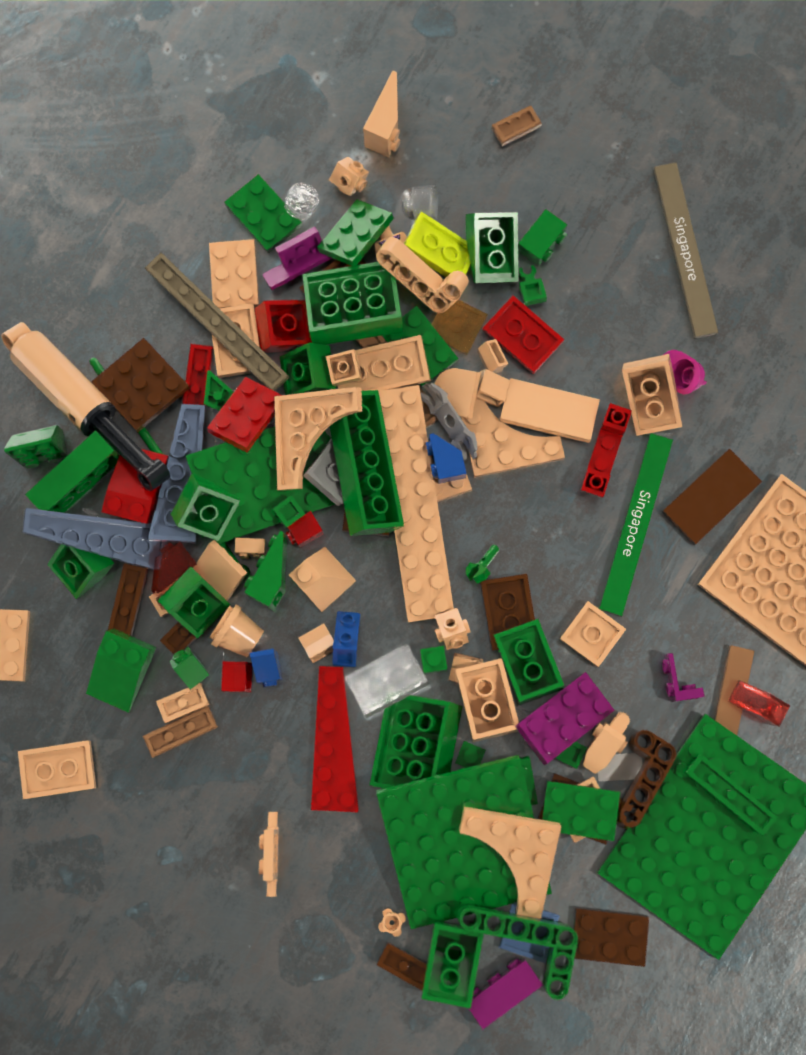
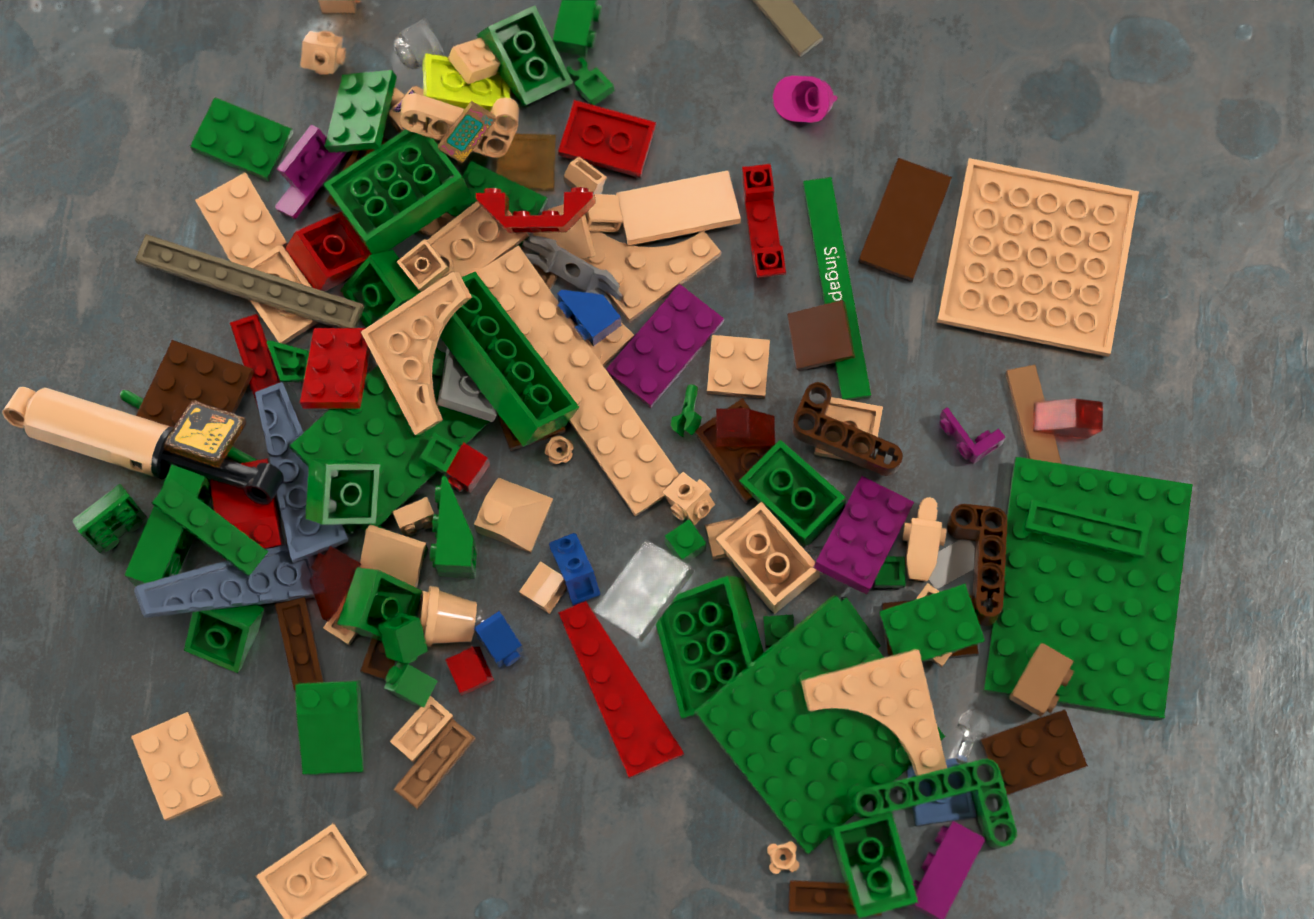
camera: 30 degrees left, 5 degrees down
(99, 488) = (209, 527): none -> green plate
(130, 418) = (205, 433): none -> tile
(197, 634) = (403, 638): none -> green brick
(269, 864) = (601, 835): light nougat plate -> none
(300, 201) = (280, 105): clear wheel -> none
(377, 541) = (559, 442): none -> light nougat plate
(420, 285) = (466, 132): none -> tile
(453, 233) = (474, 60): none -> light nougat piece
(472, 375) = (576, 205): none -> red slope
(490, 507) = (665, 345): none -> magenta plate
(516, 597) = (744, 428): none -> clear red slope
(536, 548) = (738, 366): none -> light nougat plate
(570, 901) = (970, 734): none -> clear bar
(589, 640) = (849, 435): none -> reddish brown beam
(607, 554) = (820, 335): none -> reddish brown tile
(641, 890) = (1041, 680): none -> medium nougat brick
(652, 394) = (784, 137): light nougat slope -> none

